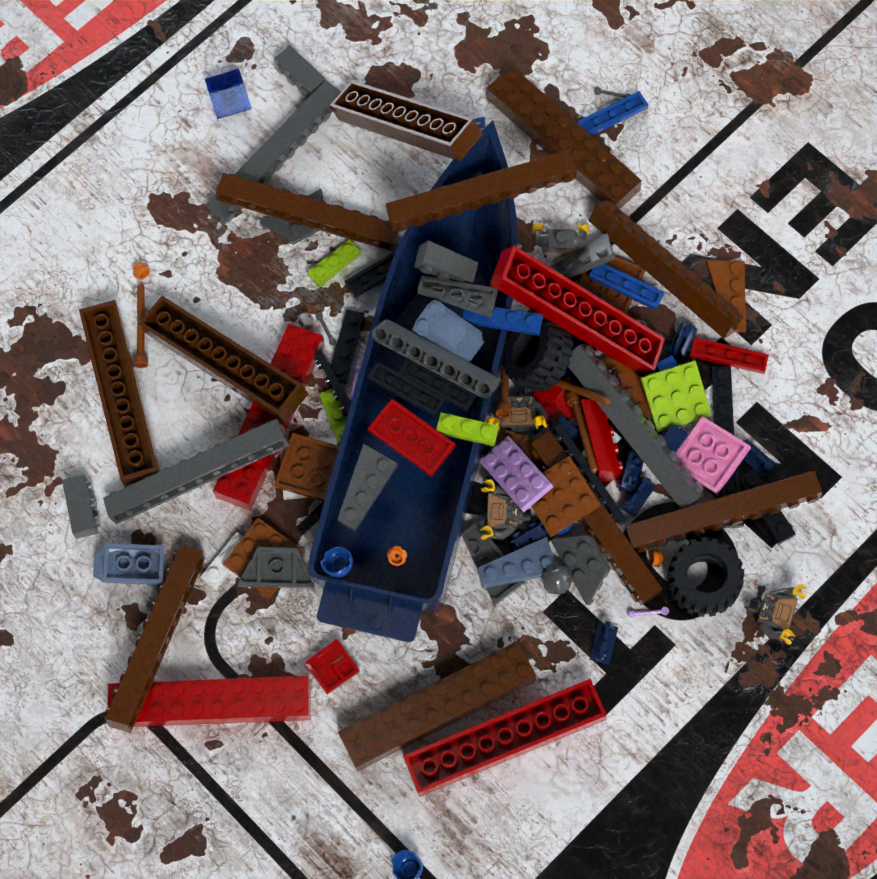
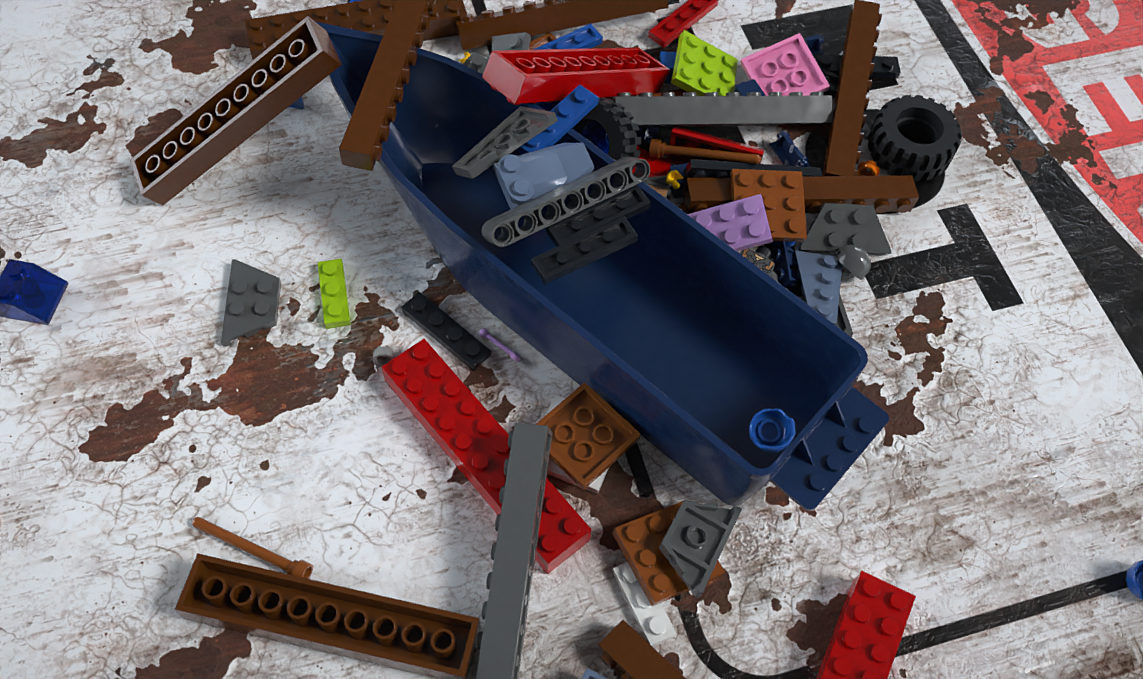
camera: 70 degrees left, 10 degrees down
(141, 271) = (176, 509): orange plate -> none
(223, 359) = (375, 460): reddish brown brick -> none
(280, 146) = (149, 288): dark grey brick -> none
(298, 71) = (71, 208): dark grey brick -> none
(306, 211) = (248, 283): reddish brown brick -> none
(319, 316) = (388, 340): dark grey hinge -> none
(331, 379) = (486, 356): black plate -> none
(331, 667) = (851, 544): red plate -> none
(334, 413) = (527, 381): lime plate -> none
(367, 482) = (679, 350): dark grey wing -> none
(369, 277) = (380, 252): black plate -> none
(396, 561) = (793, 363): orange plate -> none
(411, 437) = (649, 274): red plate -> none
(437, 706) = (955, 457): reddish brown brick -> none
(445, 263) = (452, 136): dark grey brick -> none
(467, 429) = (670, 218): lime plate -> none
(504, 737) = (1024, 405): red brick -> none
(583, 392) = (667, 124): dark orange piece -> none
(604, 643) = (945, 262): dark blue hinge -> none
(631, 475) = (772, 150): dark blue hinge -> none
(664, 611) = (926, 194): lavender hinge -> none
(682, 340) = (644, 40): dark blue arm -> none
(722, 398) = (723, 42): black plate -> none
(777, 612) = (977, 106): torso -> none

